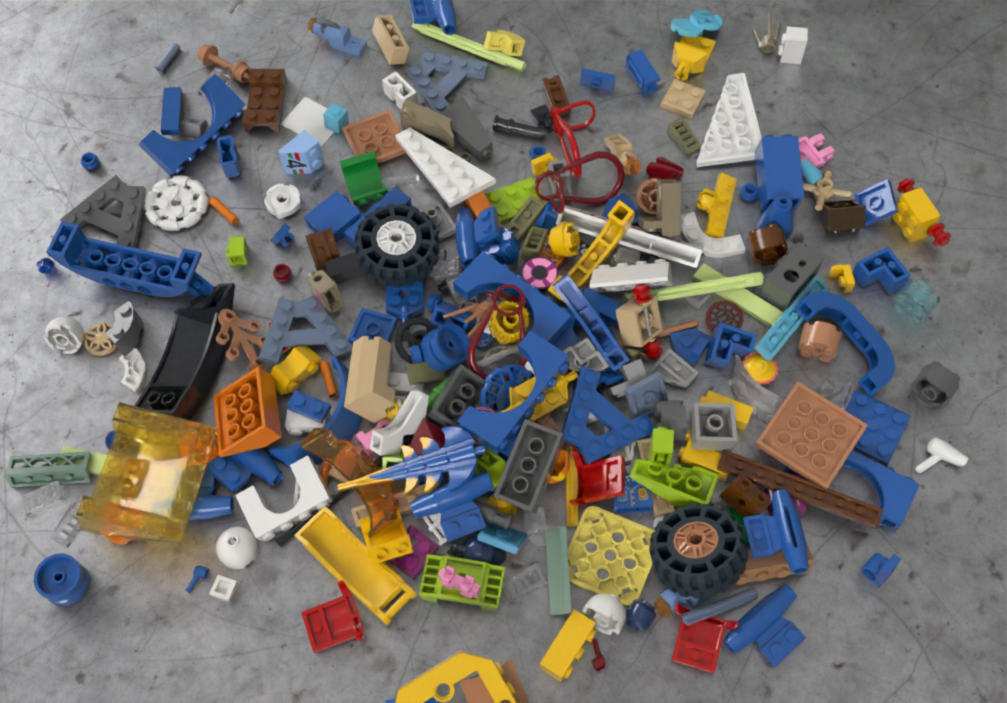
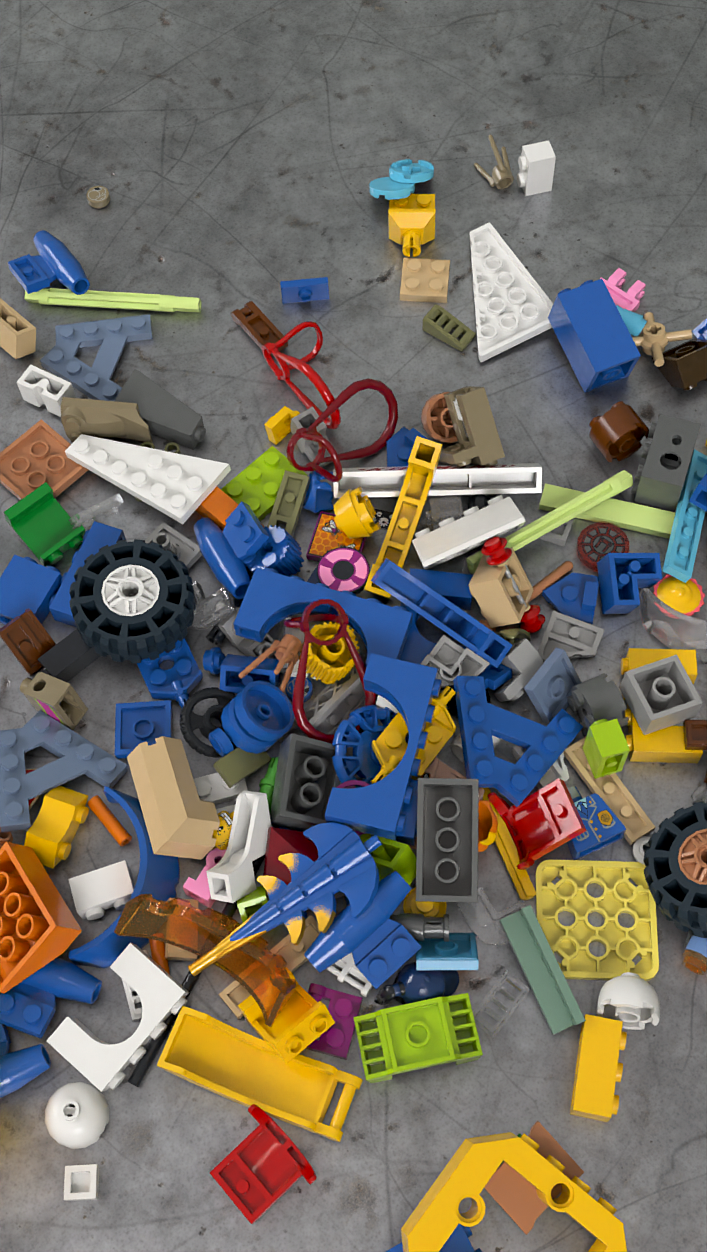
camera: 20 degrees left, 0 degrees up
(199, 571) = (35, 1173): blue hand -> none
(308, 406) = (100, 871): blue plate -> none
(466, 585) = (434, 1044): bright pink plate -> none
(504, 41) = (163, 279): light yellow brick -> none
(510, 126) = (215, 388): black pin -> none
(529, 247) = (315, 549): olive slope -> none
(537, 150) = (265, 408): blue plate -> none
(542, 116) = (252, 362): black plate -> none
(599, 661) = (647, 1071): dark red hand -> none
(623, 150) = (381, 368): tan plate -> none
(640, 614) = (673, 985): dark blue head -> none
(642, 71) = (359, 261): blue window -> none
(664, 169) = (445, 379): dark red hat -> none
(675, 483) = (643, 789): lime wedge -> none
(712, 246) = (550, 457): white plate -> none
(717, 204) = (530, 402): yellow plate -> none
(751, 188) = (561, 367): blue plate -> none
(779, 213) = (614, 386): blue cone -> none

